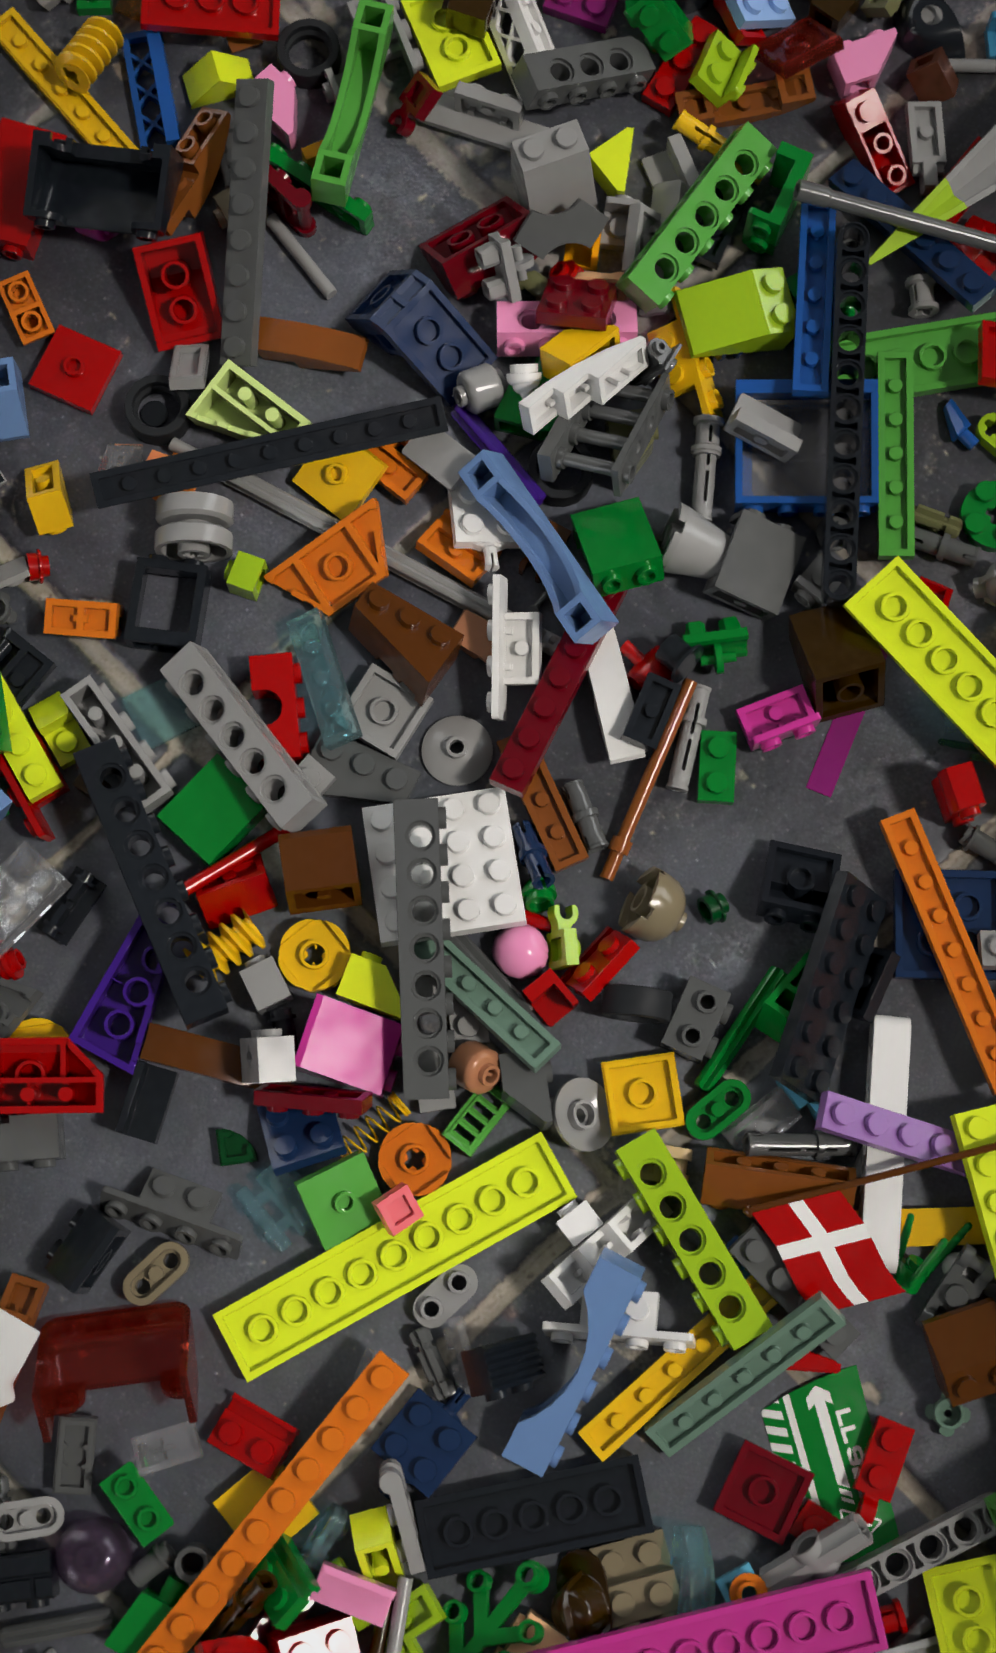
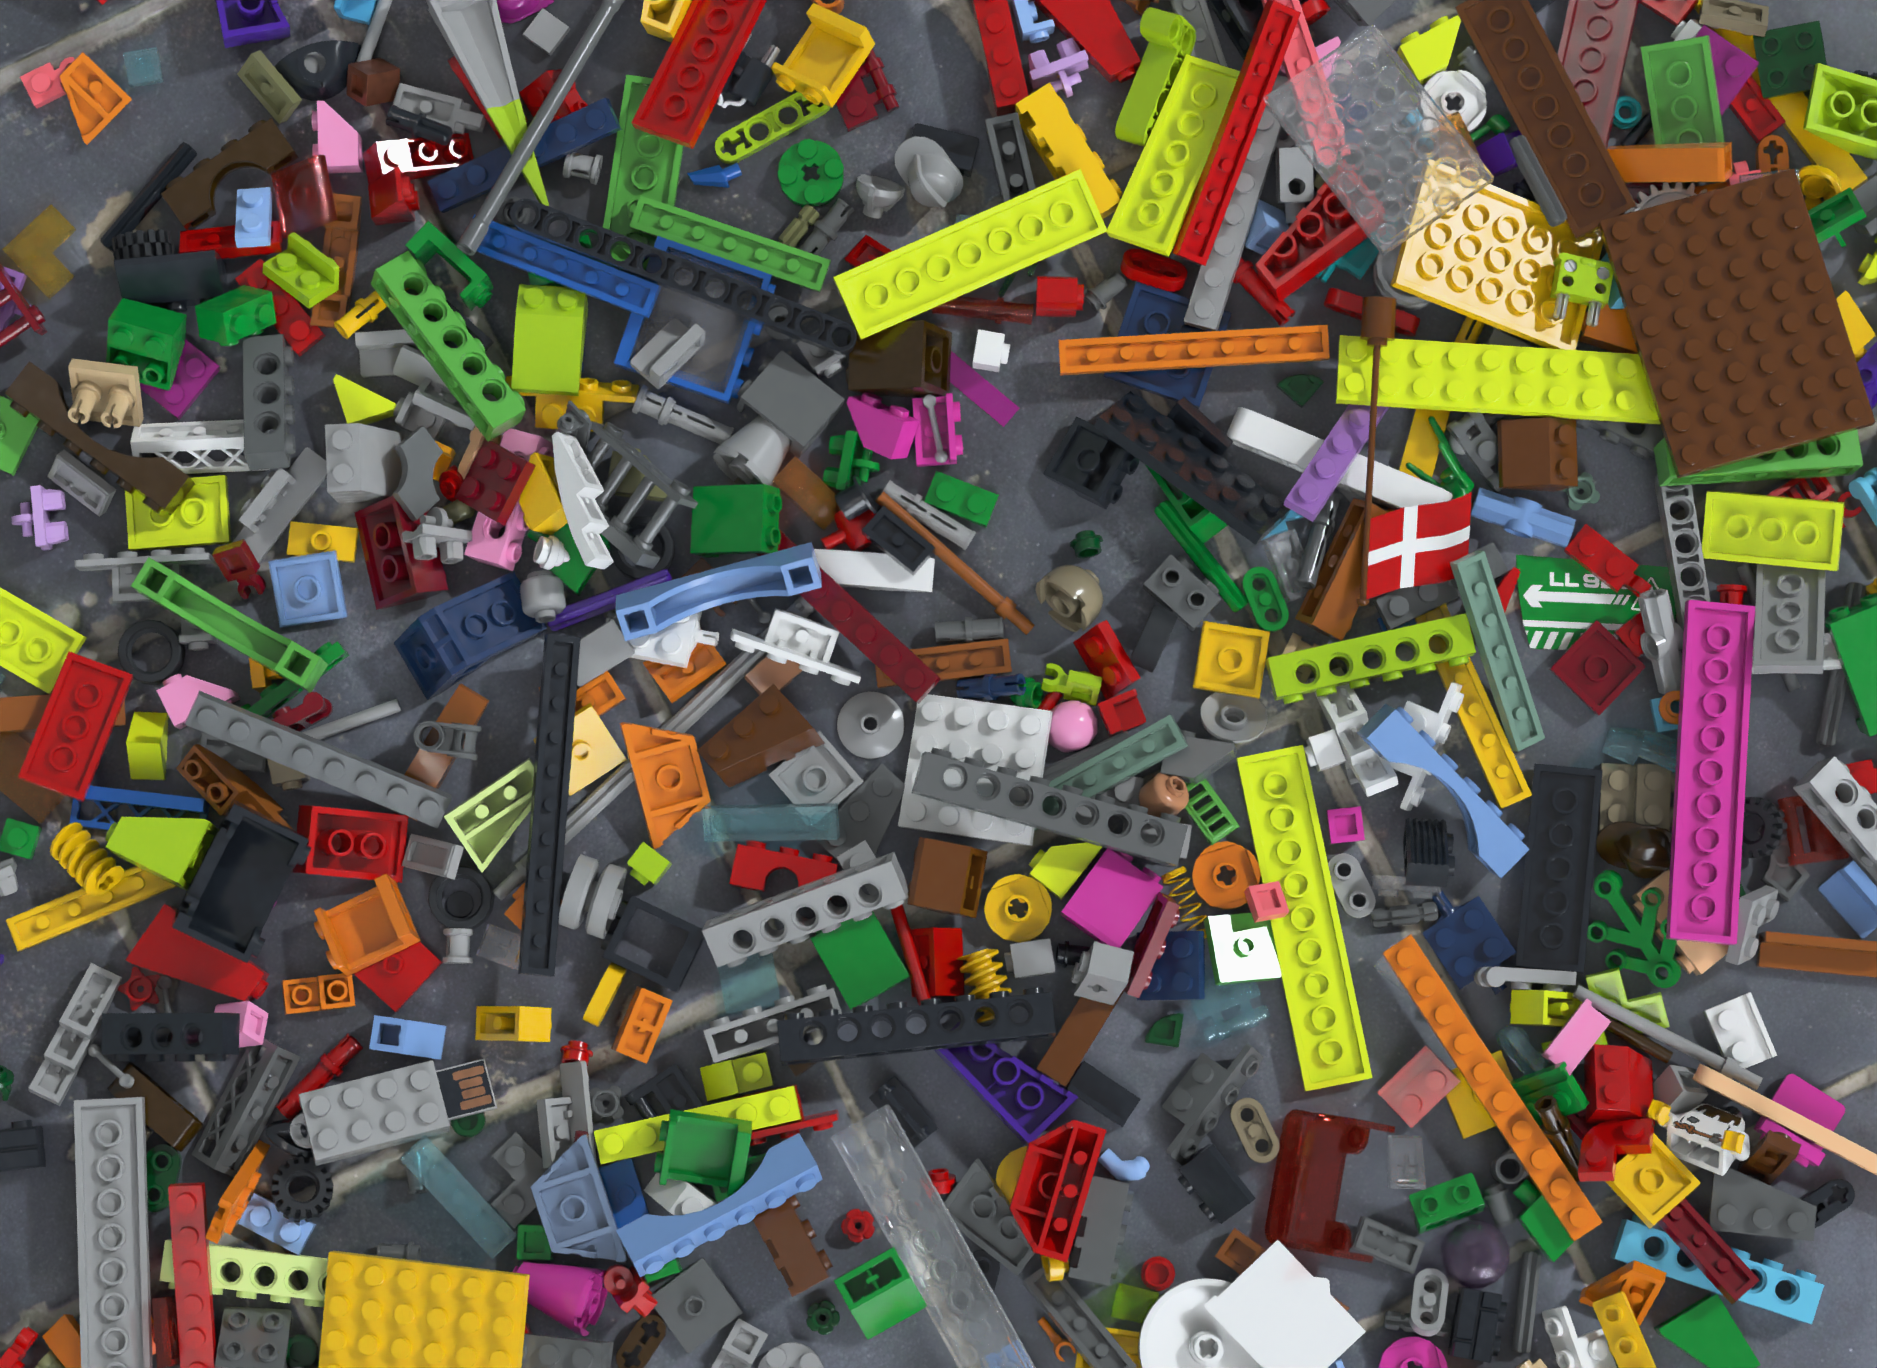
camera: 70 degrees left, 5 degrees up
(76, 1149) = (1124, 1170): none -> light blue arm
(101, 328) = (366, 927): none -> orange panel
(102, 574) = (604, 994): none -> yellow beam
(109, 421) = (457, 946): none -> light grey bush
(115, 105) = (162, 845): none -> lime slope
(306, 343) = (450, 739): none -> dark grey piece
(417, 174) = (308, 588): none -> medium blue tile
(467, 175) = (317, 538): none -> yellow plate
(507, 1269) = (1345, 825): none -> dark pink plate
(671, 609) = (807, 492): none -> clear orange slope
(762, 662) = (882, 427): none -> dark pink slope
(804, 702) = (929, 402): none -> light grey hinge
(825, 127) = (393, 198): none -> red slope
(878, 746) = (990, 351): none -> white plate
(897, 1359) = (1523, 517): none -> medium blue piece
(905, 126) = (419, 125): none -> black axle
(923, 741) = (988, 309): none -> clear red pin
(953, 1077) = (1300, 387): none -> dark green tile

